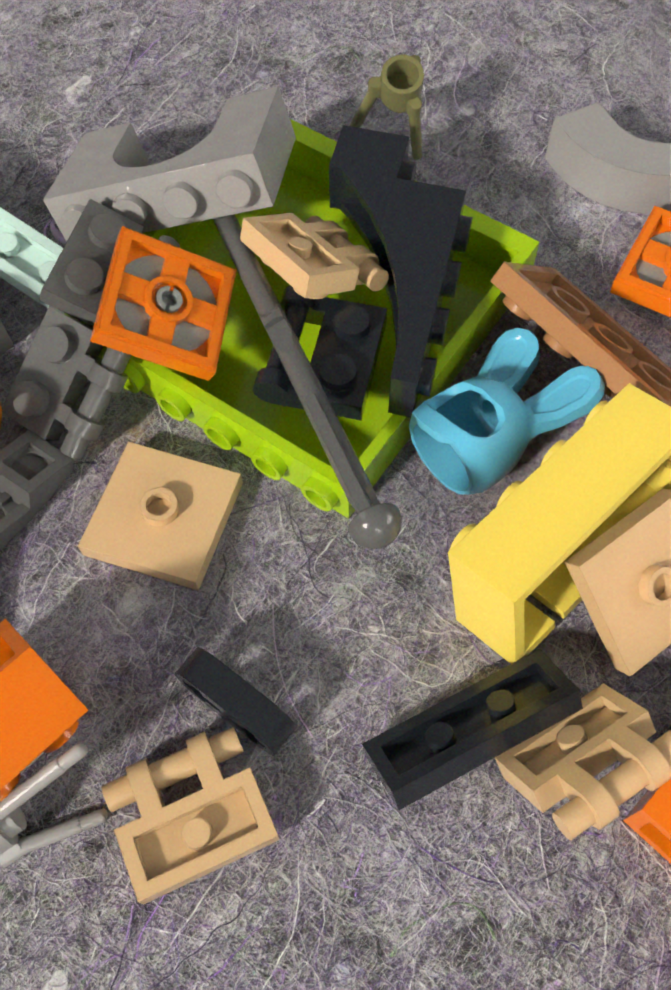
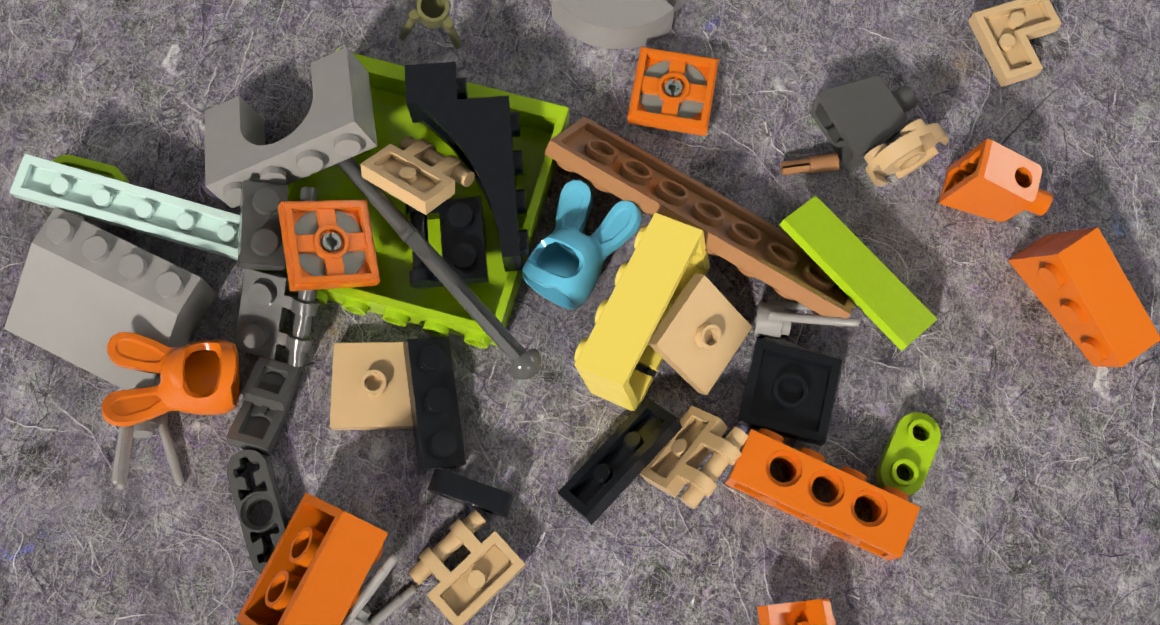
camera: 20 degrees left, 10 degrees up
(229, 562) = (434, 403): none -> black plate

